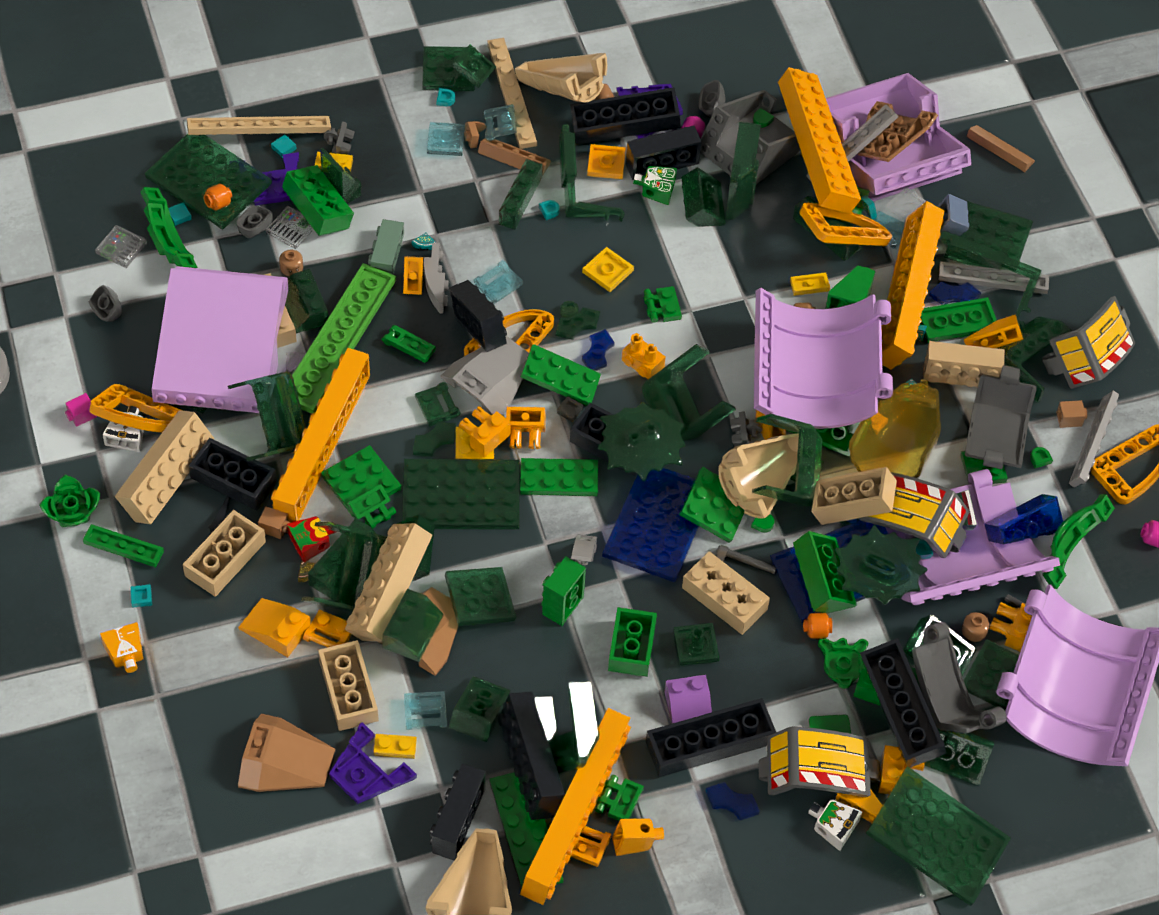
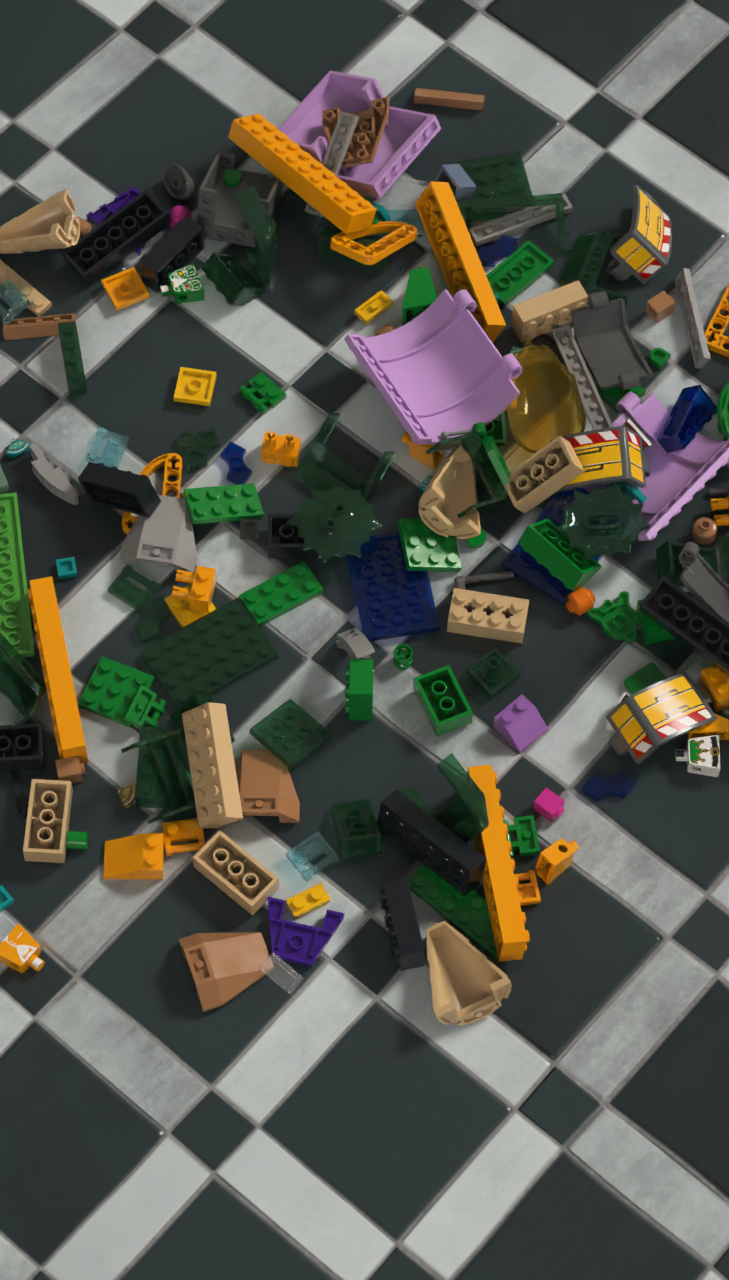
camera: 30 degrees left, 5 degrees up
(238, 583) = (77, 840): none -> green beam
(308, 538) = (109, 765): torso -> none
(326, 793) = (281, 973): none -> clear tile
(394, 359) = (66, 568): none -> teal tile
(409, 343) = (70, 547): green plate -> none
(412, 626) = (259, 791): clear green slope -> none
(413, 275) = (31, 483): light orange slope -> none
(526, 420) = (225, 558): light orange brick -> none
(549, 209) = (104, 358): teal tile -> none
(568, 176) = (102, 319): clear green hinge -> none
(625, 586) = (402, 652): none -> green wheel
(664, 786) = (549, 805): none -> dark pink brick
(709, 737) = (559, 743): black brick -> none
(747, 429) = (411, 475): dark grey hips -> none
(820, 459) = (496, 458): none -> green plate
(821, 426) = (478, 428): none -> hinge
(931, 560) = (636, 494): none -> teal tile
(952, 435) = (575, 364): none -> light grey plate
(996, 334) = (558, 270): light orange slope -> none

